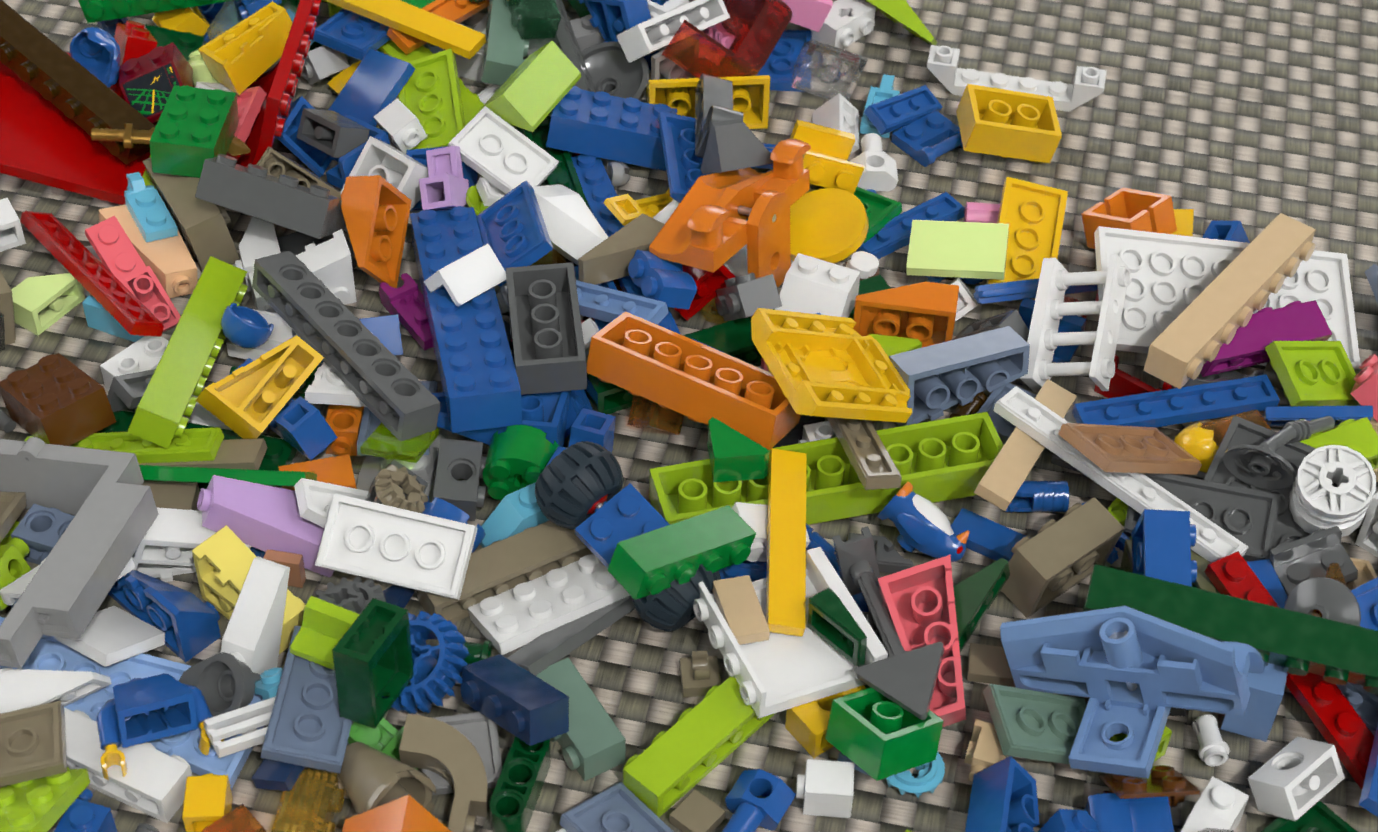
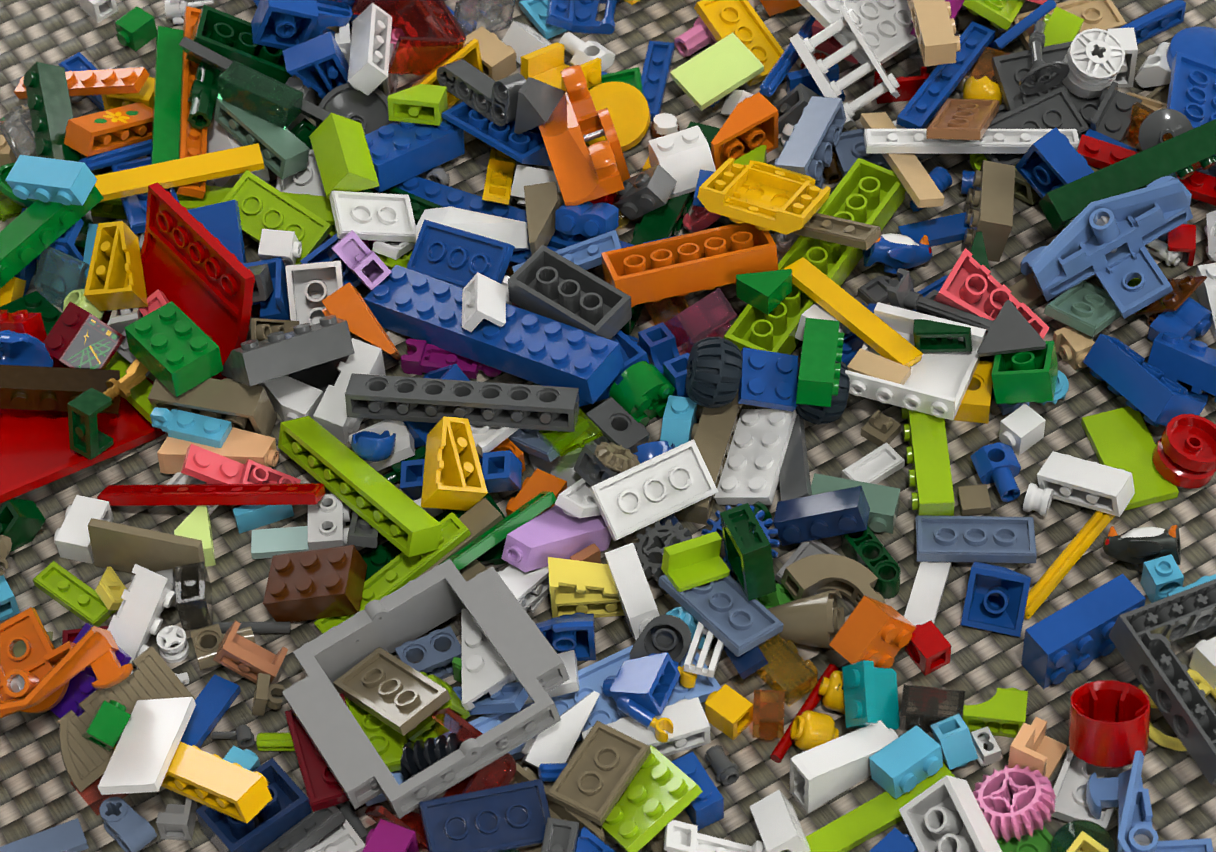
camera: 40 degrees left, 5 degrees up
(70, 144) = (83, 423): none -> dark green panel
(91, 350) = (278, 541): none -> light aqua tile
(644, 704) = (875, 465): none -> white tile
(647, 440) = (701, 320): none -> clear pink brick
(651, 92) = (418, 104): none -> lime slope
(787, 105) = (496, 57): none -> tan brick
(1239, 742) = (1183, 240): none -> red panel

